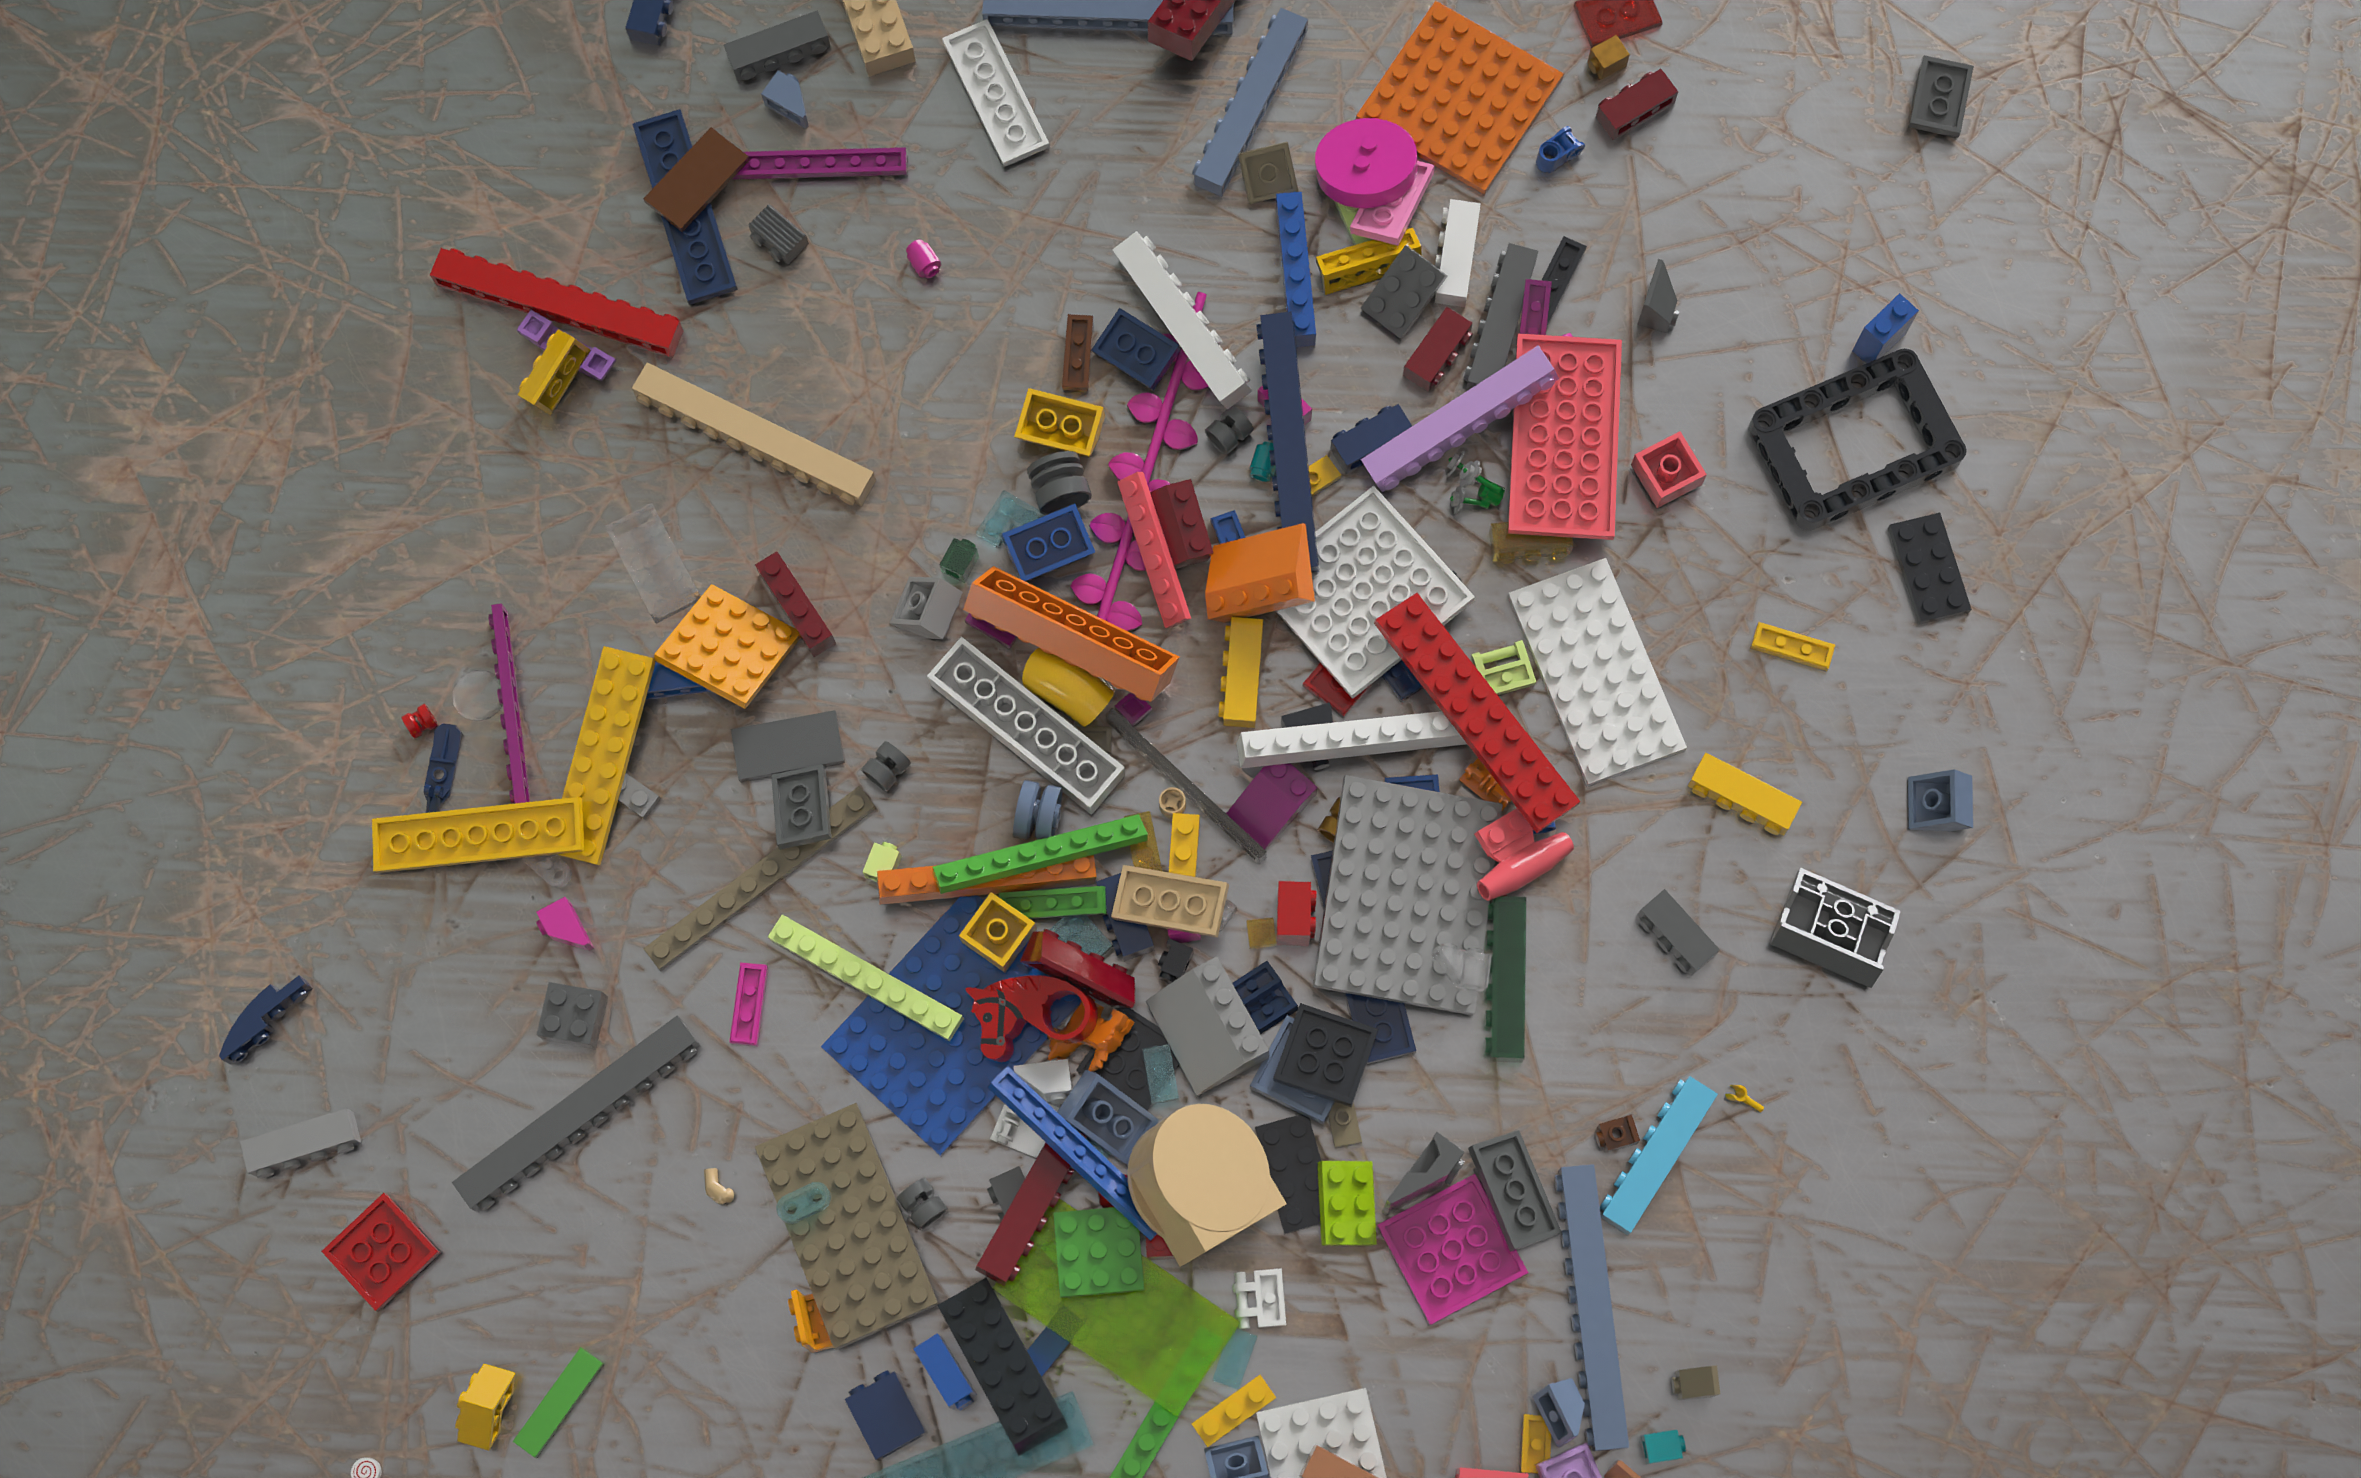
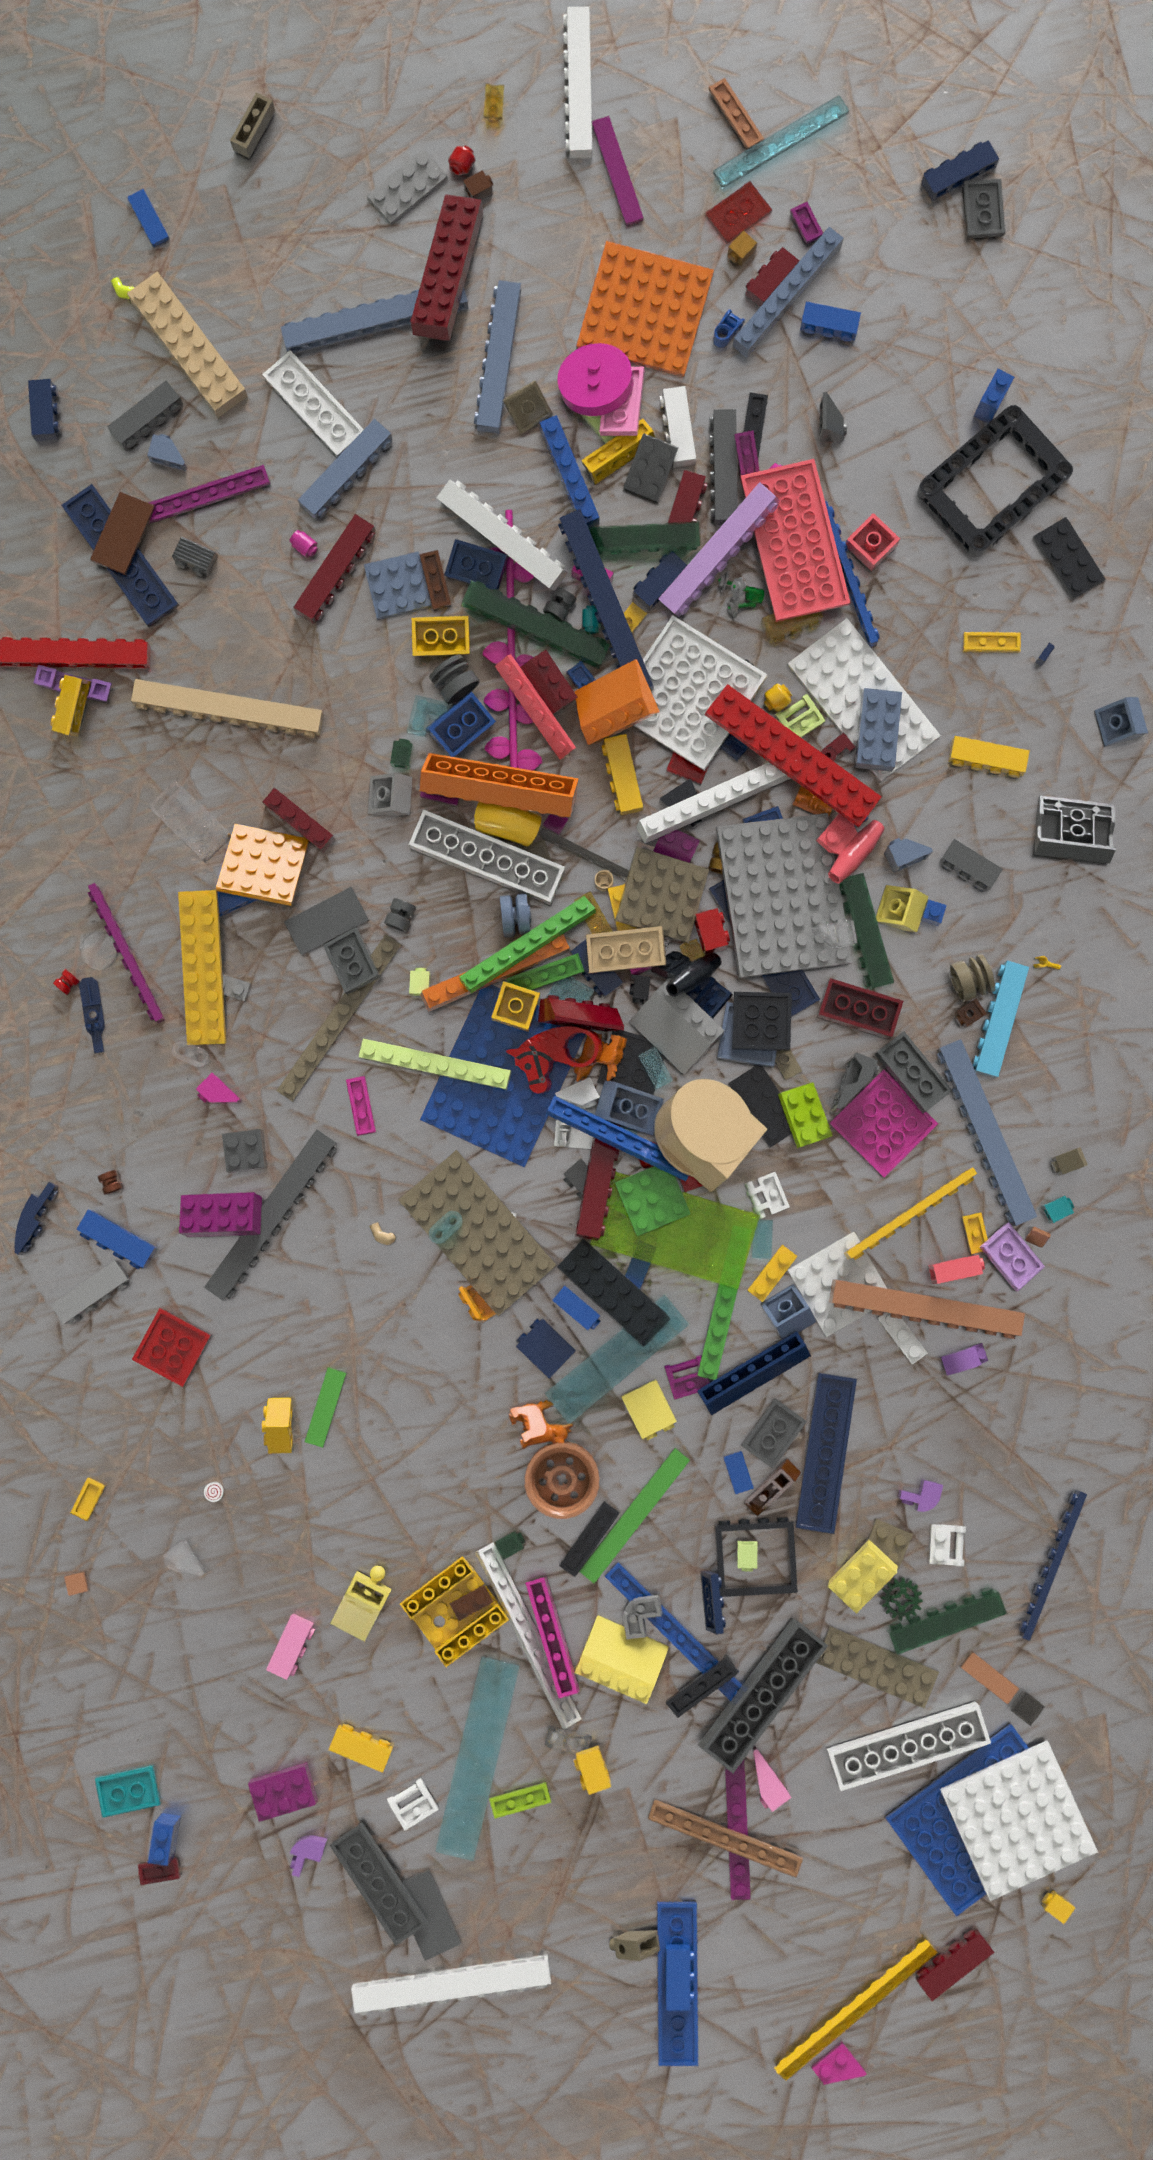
camera: 20 degrees left, 10 degrees up
(193, 1427) = (88, 1499): none -> yellow tile
(361, 1081) = (117, 1239): none -> blue brick
(379, 1002) = (109, 1177): none -> copper wheel
(478, 834) = (136, 1048): yellow plate -> none
(508, 1090) = (220, 1214): none -> magenta brick
(926, 1212) = (530, 1205): dark grey wheel -> none
(952, 301) = (334, 569): none -> dark red brick
(1008, 183) = (345, 469): none -> sand blue brick
(1026, 346) = (397, 585): none -> sand blue plate
(1188, 445) = (535, 624): none -> clear green brick
(1241, 958) = (685, 973): none -> black plate
(1243, 841) = (662, 894): none -> dark tan plate
(1370, 375) = (646, 537): none -> clear green brick
(1440, 1391) = (904, 1219): none -> yellow plate
(1466, 1080) = (860, 1008): none -> dark red brick
(1481, 633) = (777, 697): none -> yellow head
(1543, 721) = (838, 746): none -> dark red leg
(1561, 1410) = (986, 1206): sand blue slope -> none
(1565, 961) = (901, 908): none -> light yellow slope
(1592, 889) = (905, 853): none -> sand blue slope
(1603, 713) = (878, 729): none -> sand blue piece
(1606, 980) = (933, 913): none -> blue brick
(1627, 514) = (852, 583): none -> blue plate
(1630, 1085) = (968, 979): none -> dark tan wheel
(1651, 127) = (788, 292): none -> sand blue brick
(1696, 178) = (830, 321): none -> blue brick
(1702, 50) = (806, 222): none -> magenta plate
(1860, 682) = (1045, 654): none -> dark blue tile
(1930, 38) = (962, 168): none -> dark blue brick

